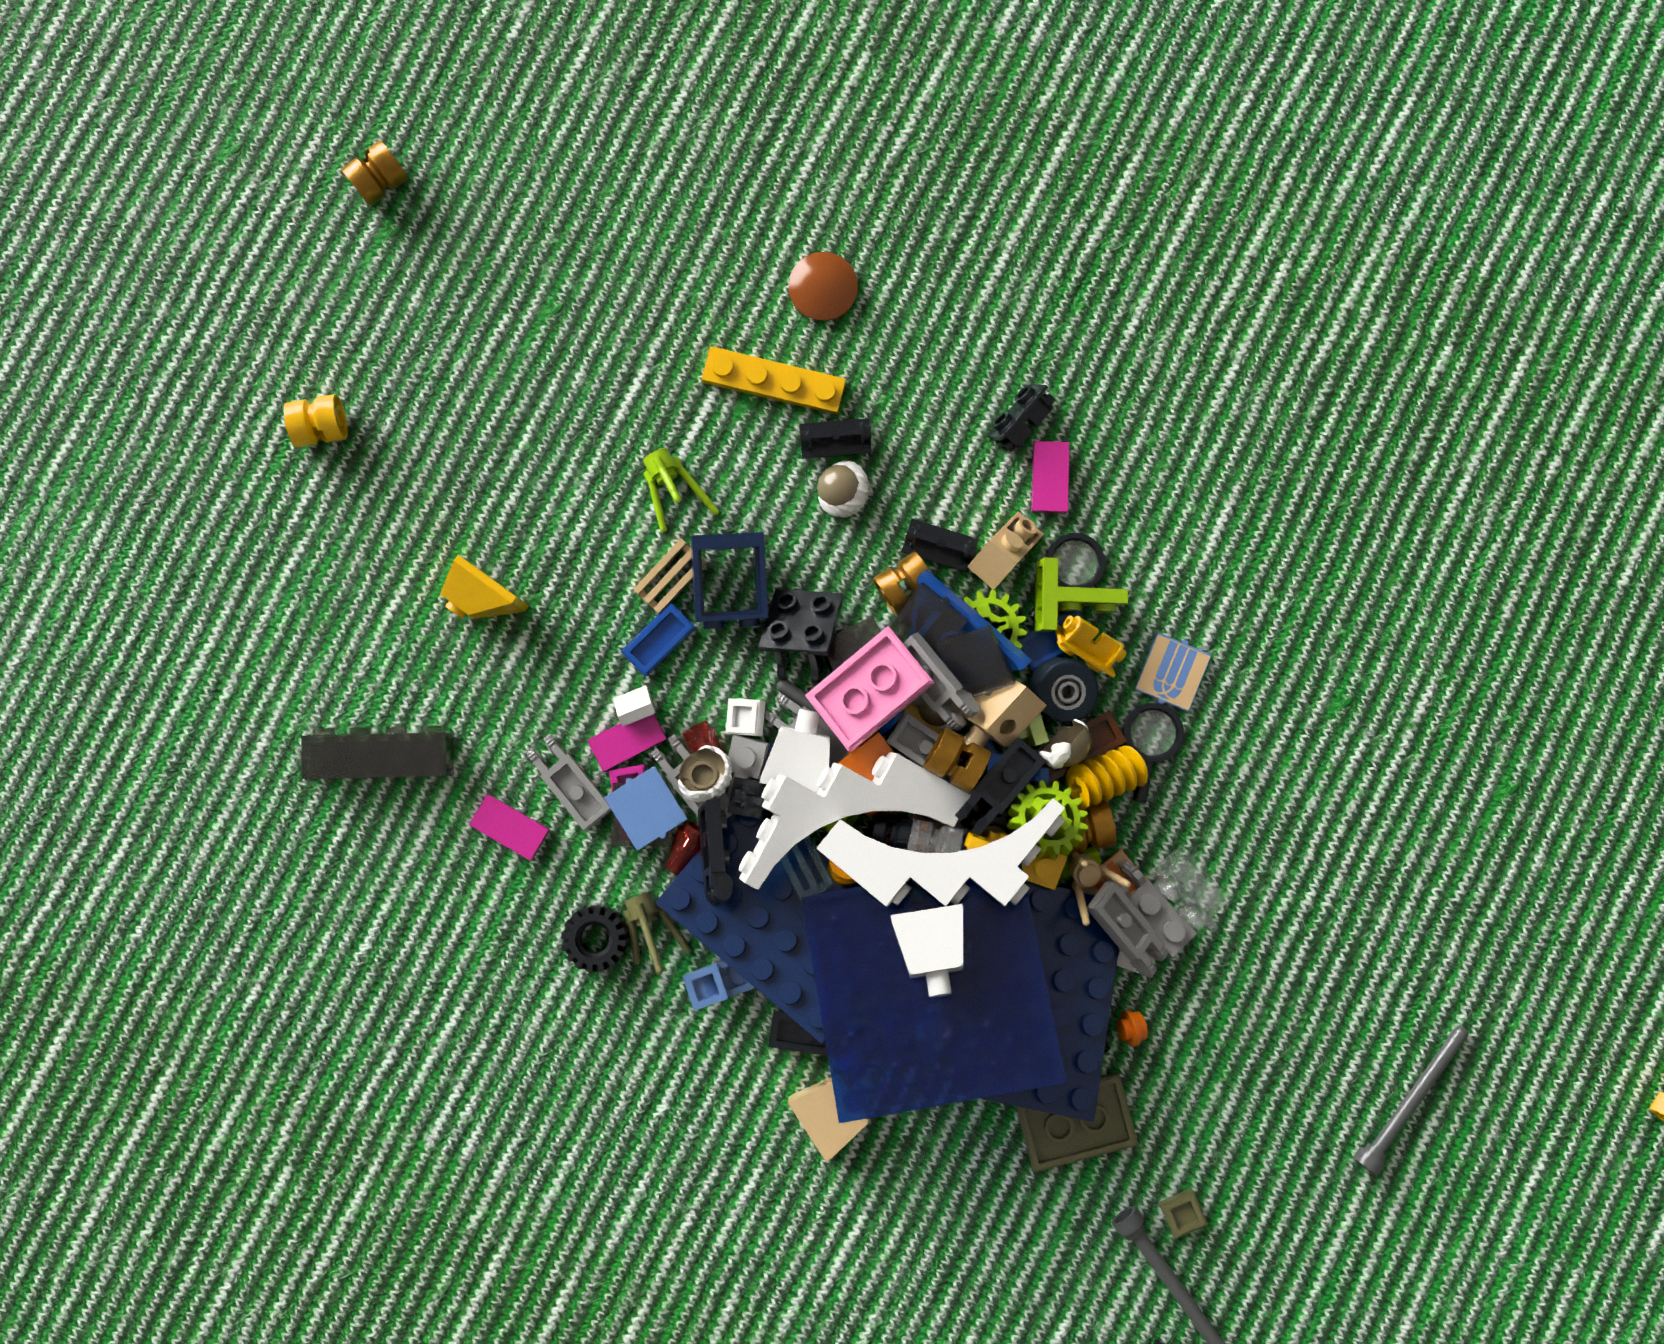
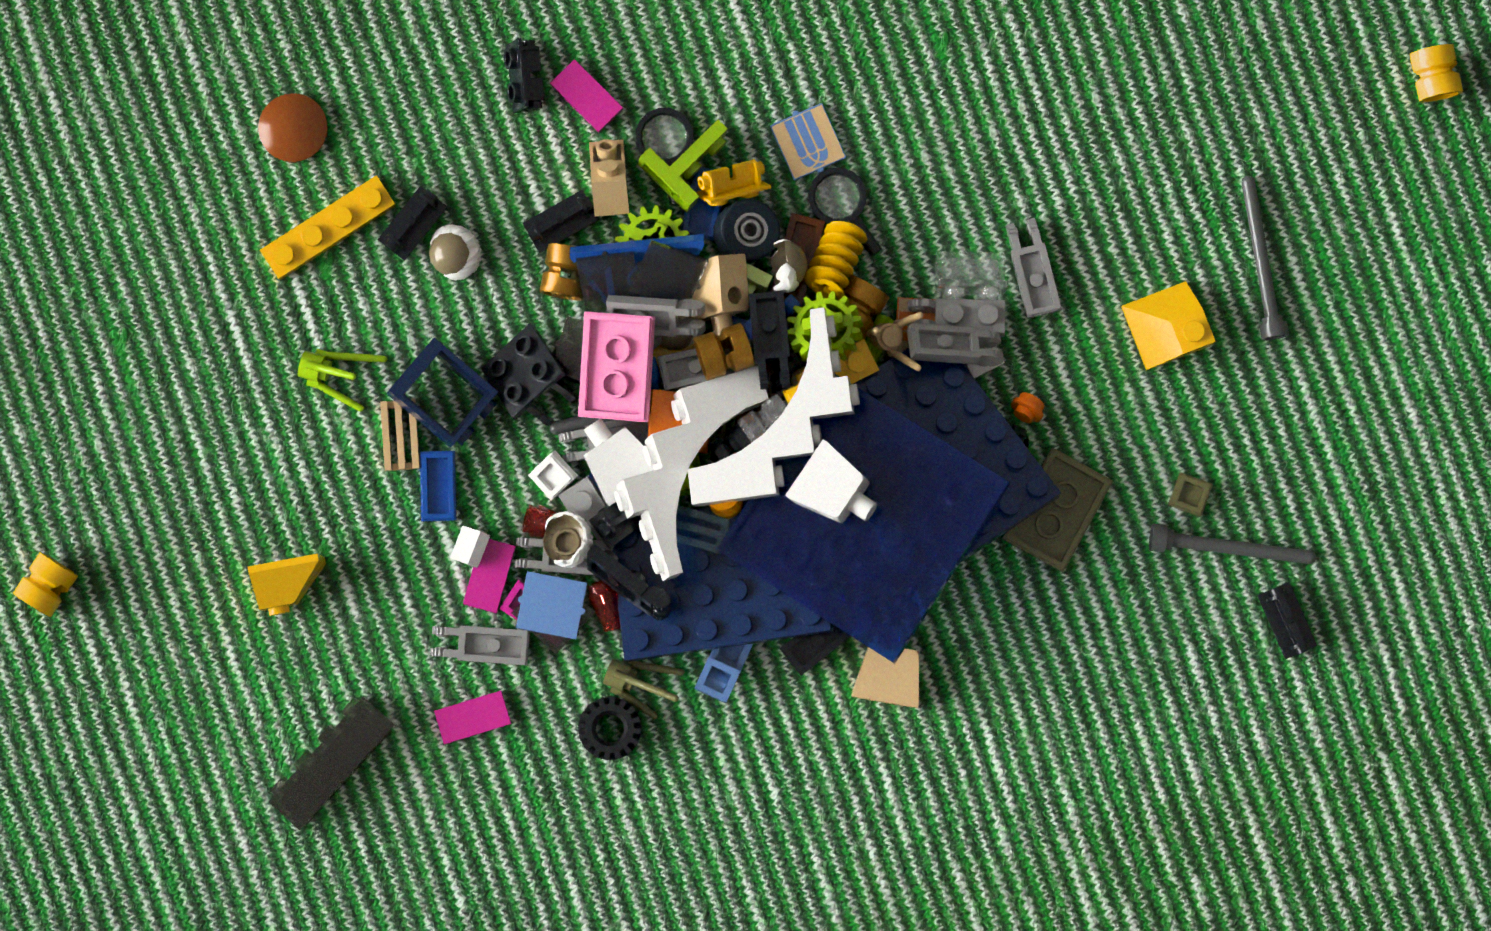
camera: 50 degrees left, 0 degrees up
(1238, 934) = (1033, 272): none -> light grey hinge
(1296, 1076) = (1168, 325): none -> yellow slope

